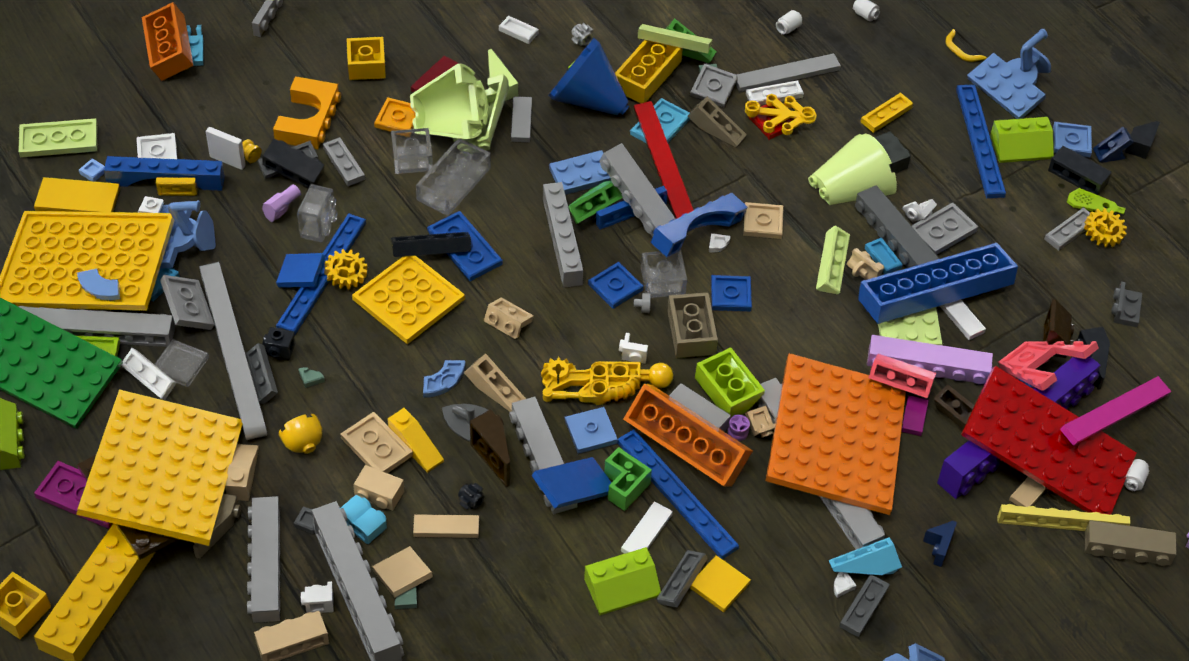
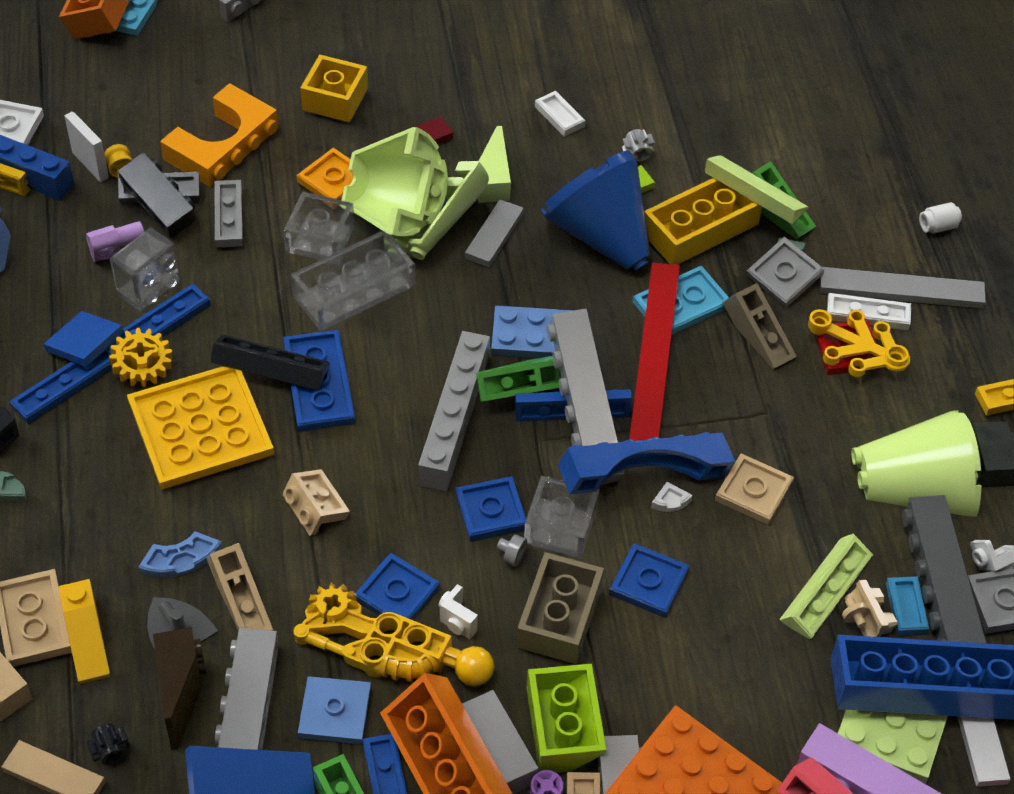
camera: 25 degrees right, 0 degrees up
(587, 349) = (397, 589): none -> blue tile

